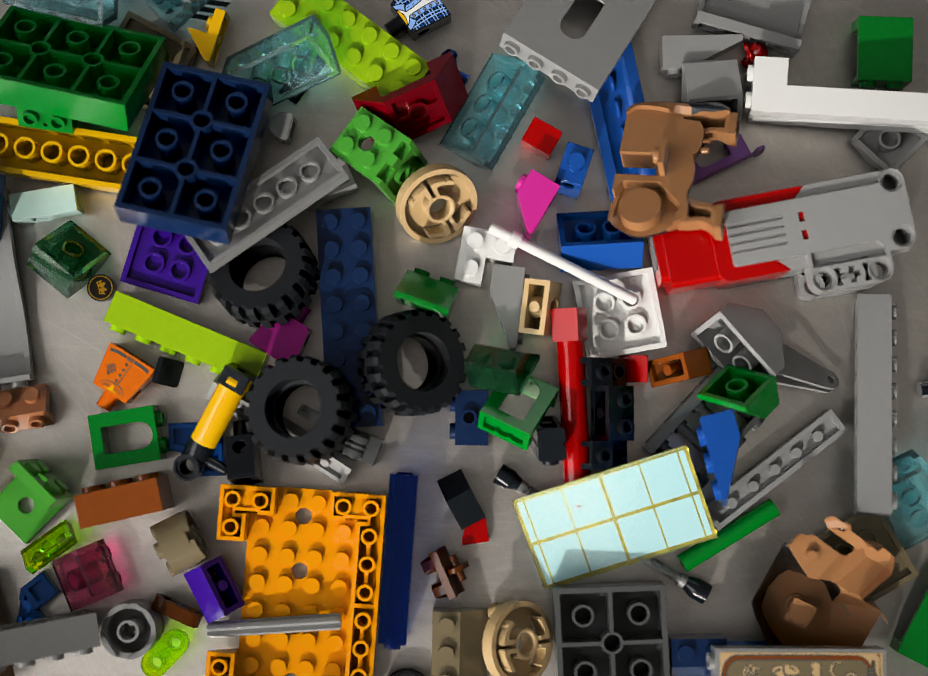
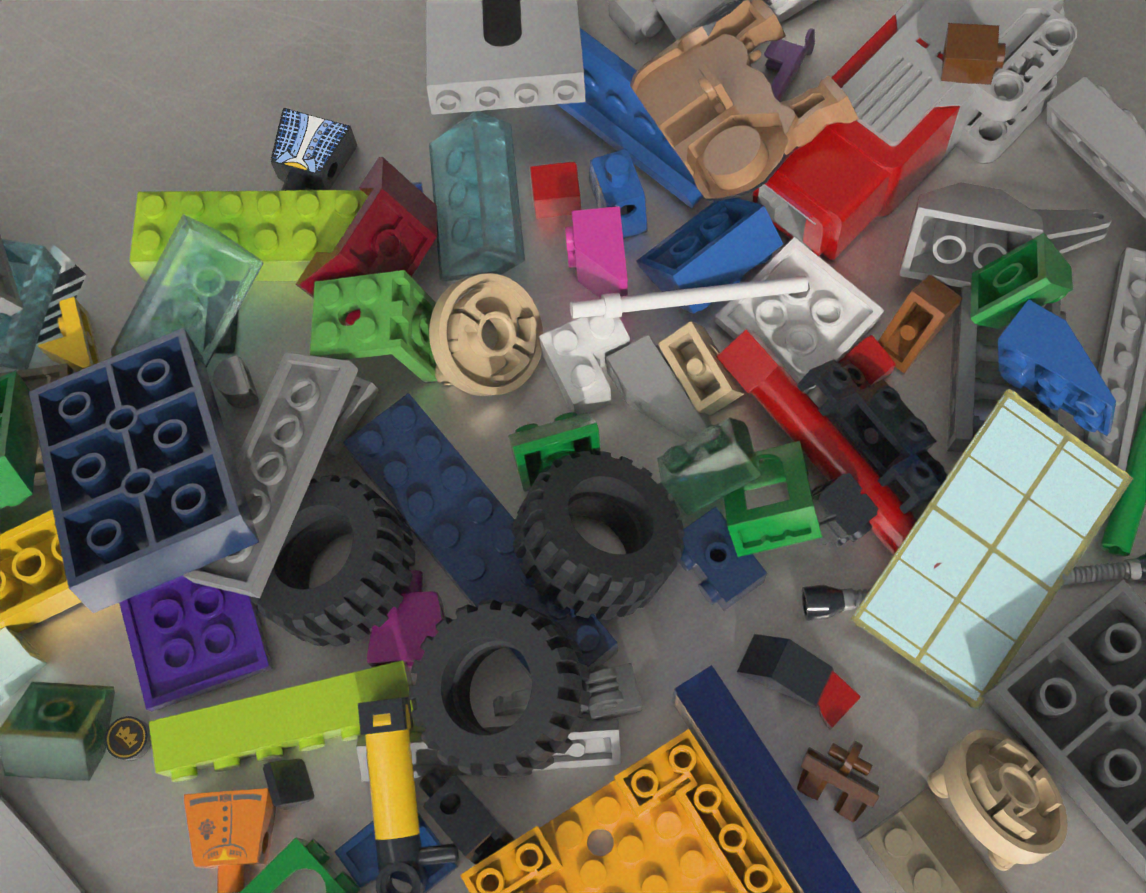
camera: 30 degrees left, 15 degrees down
(817, 248) = (972, 53): none -> reddish brown brick

